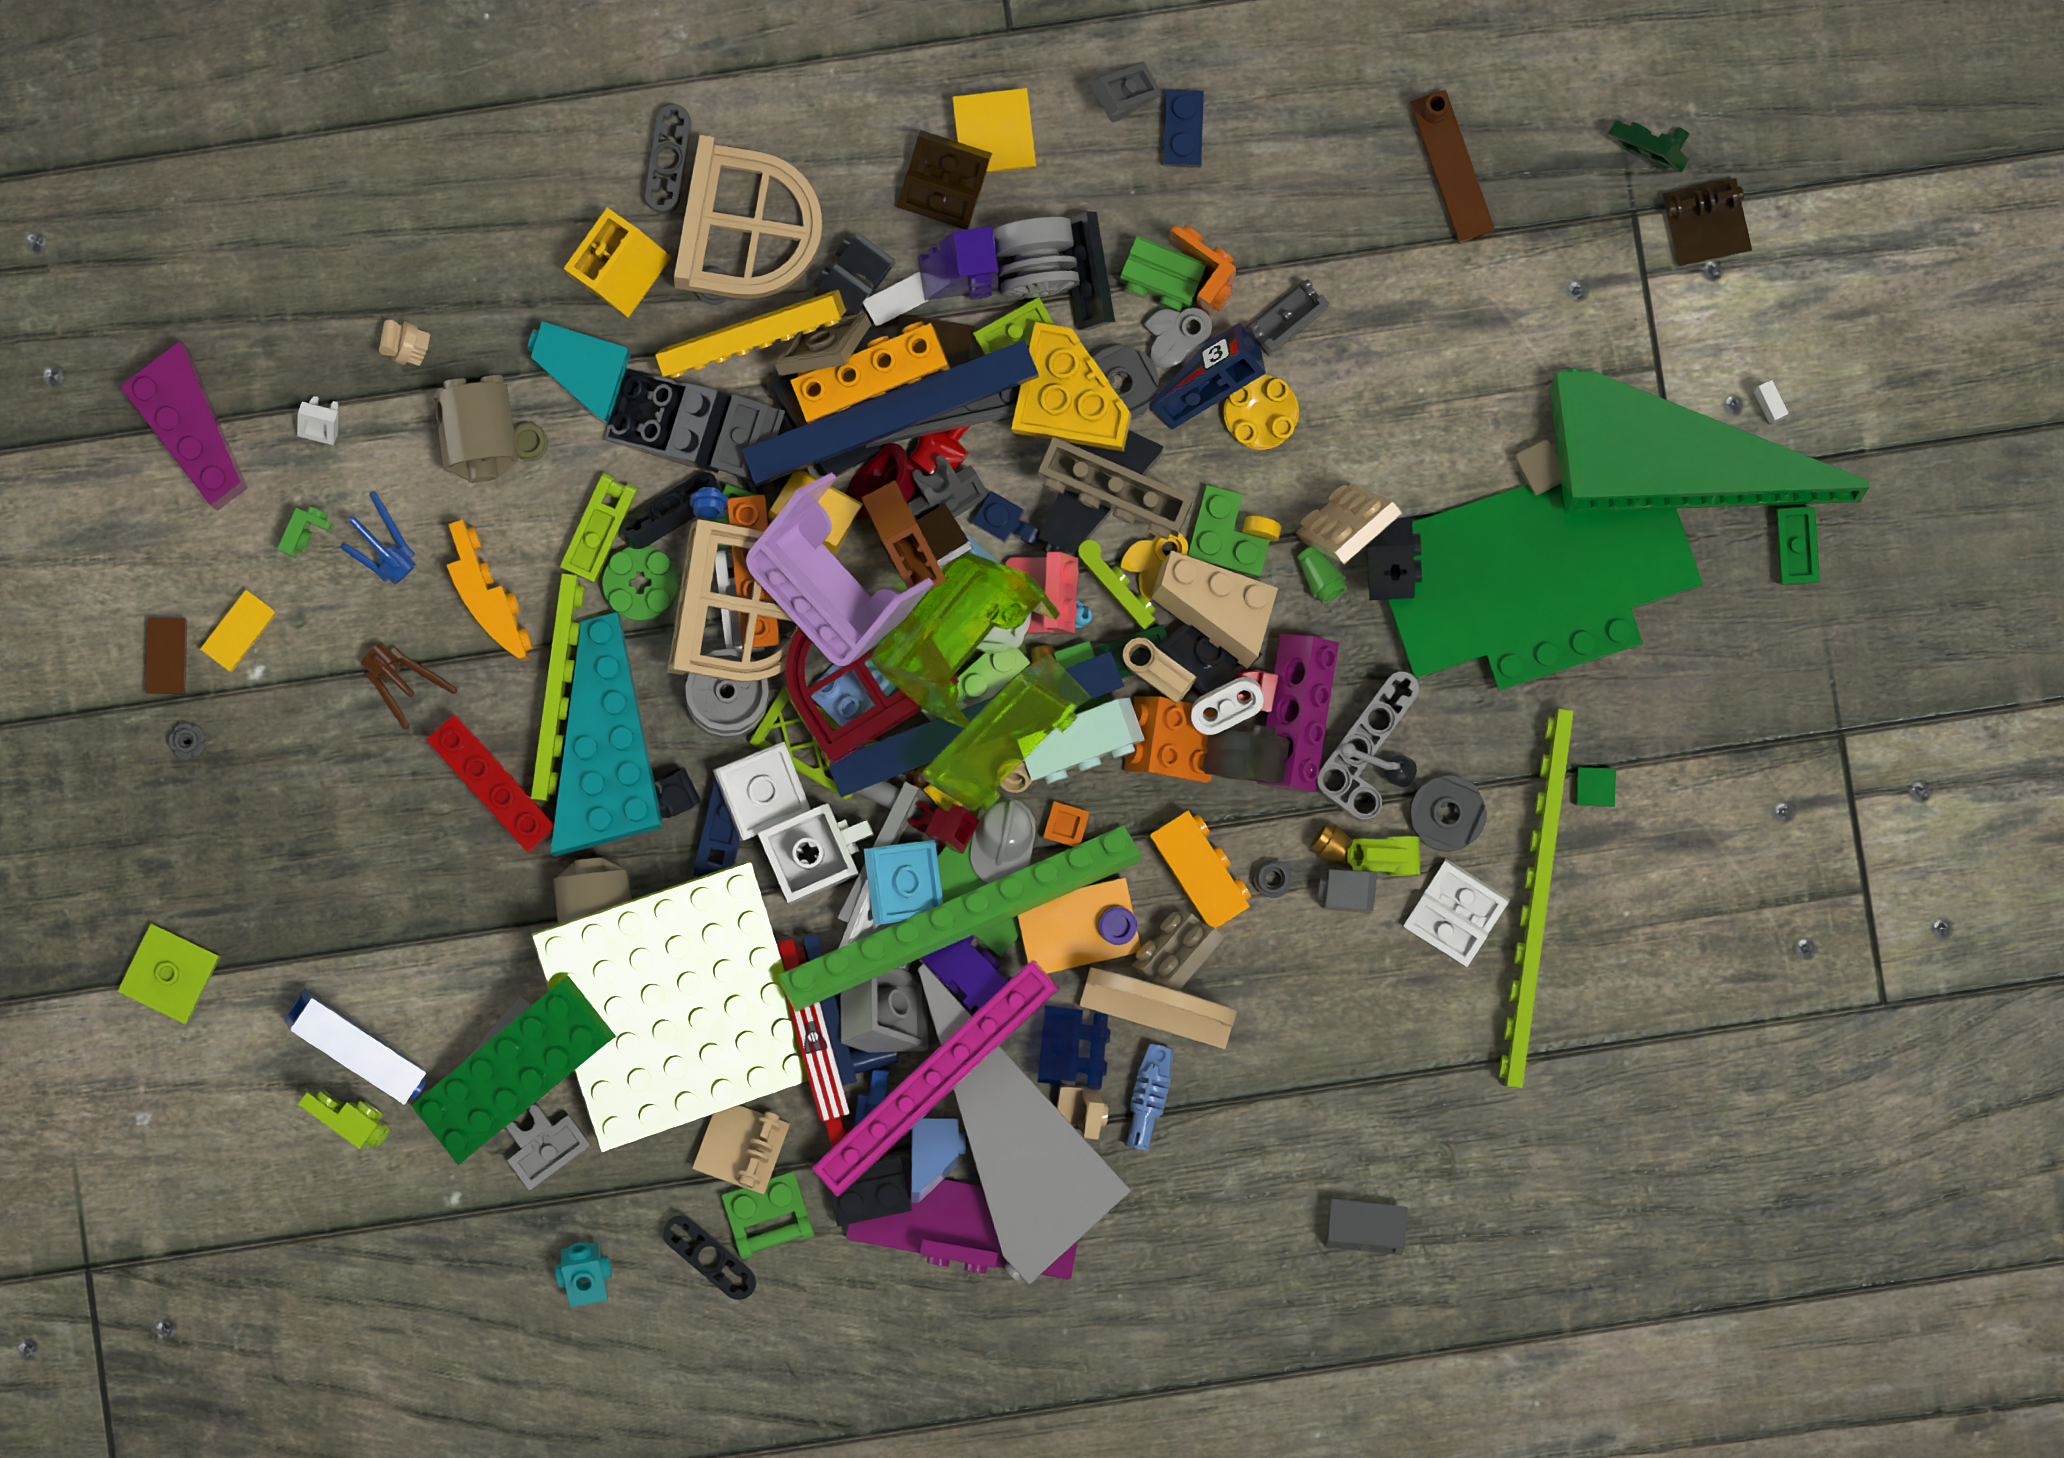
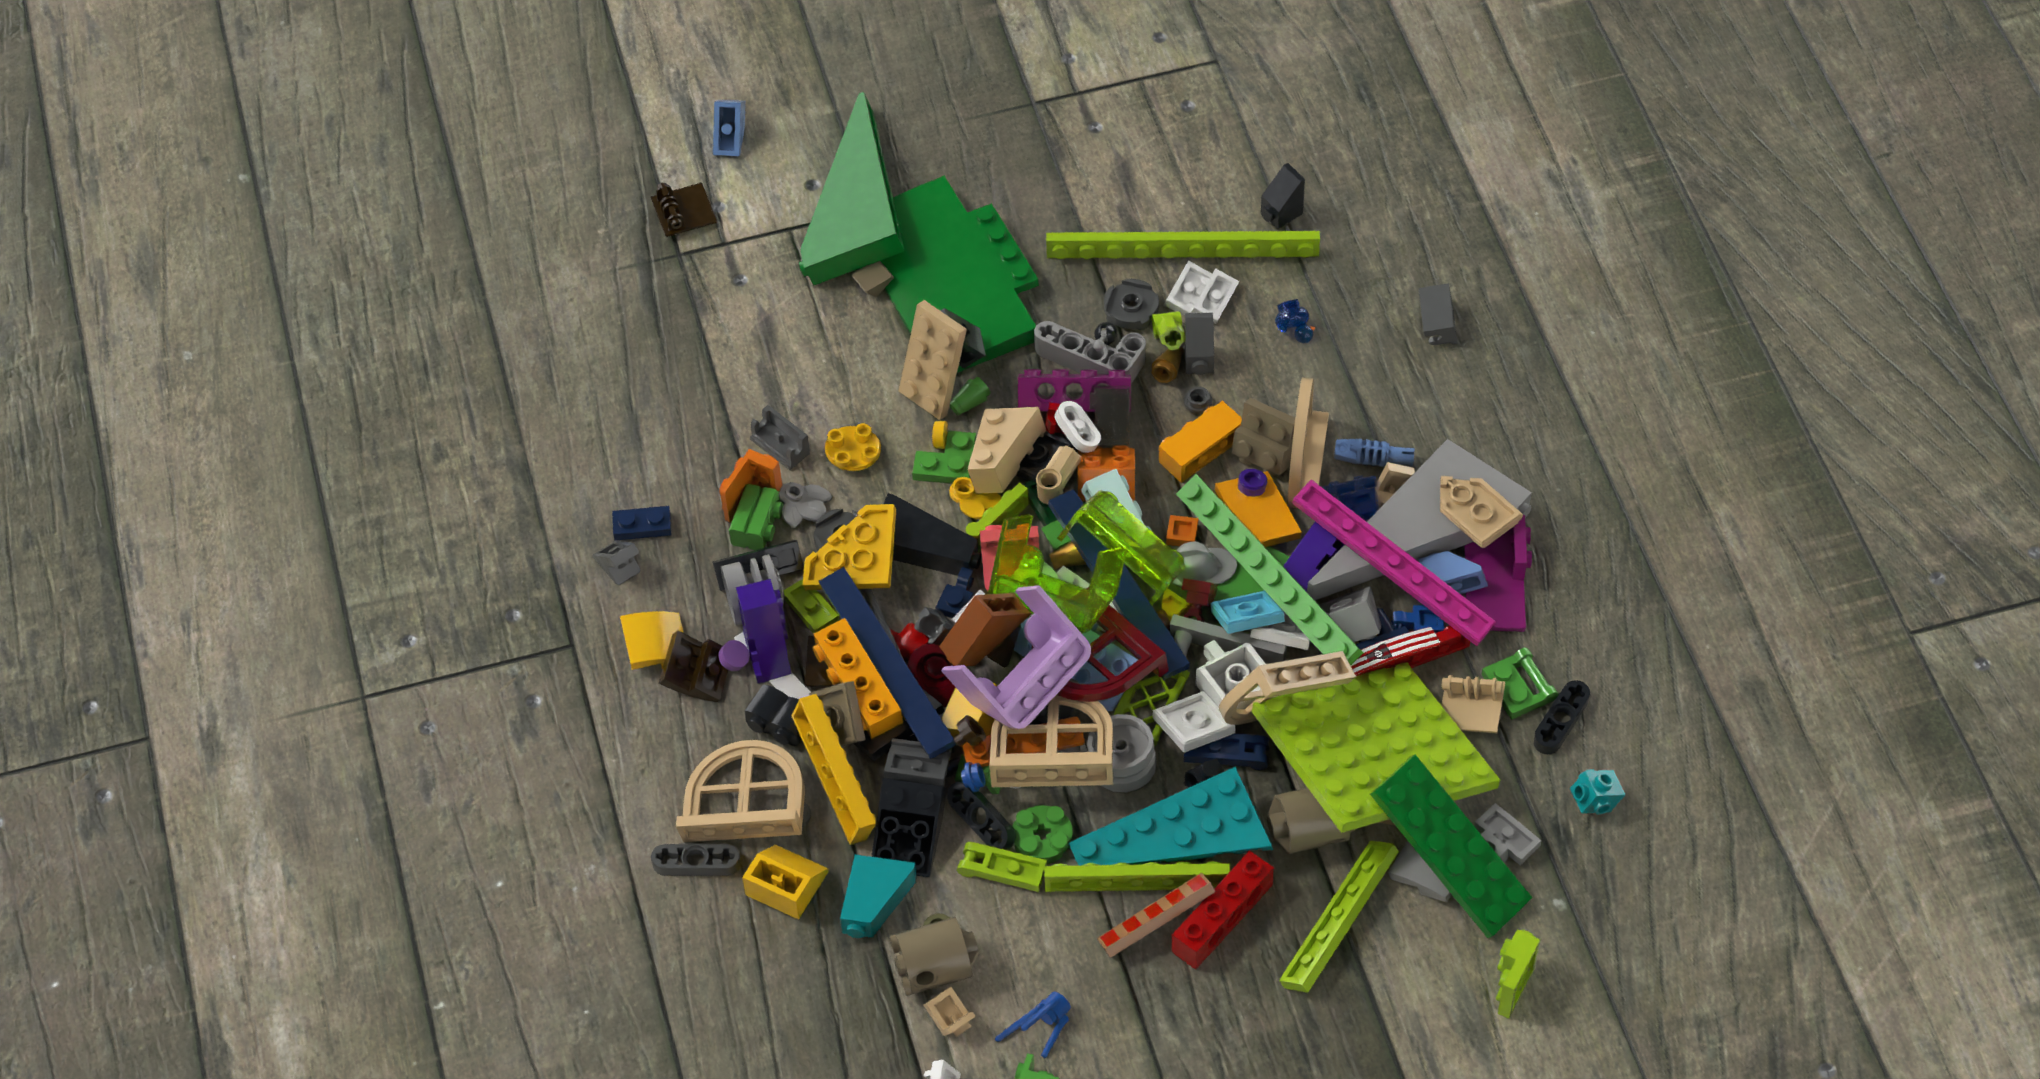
camera: 100 degrees left, 30 degrees down
(355, 1047) = (1453, 982): slope -> none
(384, 666) = (1138, 1005): reddish brown plant -> none
(403, 342) = (868, 1025): tan piece -> none
(405, 440) = (949, 1013): none -> tan bracket
(460, 920) = (1338, 916): none -> lime plate
(490, 607) = (1076, 937): light orange slope -> none
(492, 701) = (1156, 915): none -> medium nougat tile
(735, 907) = (1283, 679): none -> tan window
(759, 503) = (969, 731): none -> dark brown tile
(874, 1195) = (1491, 602): black plate -> none
(952, 221) = (733, 655): none -> medium lavender tile
(1006, 1203) = (1477, 509): none -> tan tile
(1114, 487) = (925, 506): dark tan brick -> none
(1210, 376) = (825, 470): dark blue slope -> none
(1388, 1029) = (1292, 316): none -> clear blue animal
(1452, 166) = (654, 359): reddish brown piece -> none
(1590, 1046) = (1283, 197): none -> black slope
(1595, 787) = (1096, 222): green tile -> none
(1661, 150) = (633, 236): dark green plate -> none
(1771, 402) = (809, 157): white tile -> none
(1797, 546) = (908, 134): green plate -> none
(1845, 294) = (728, 127): none -> medium blue slope

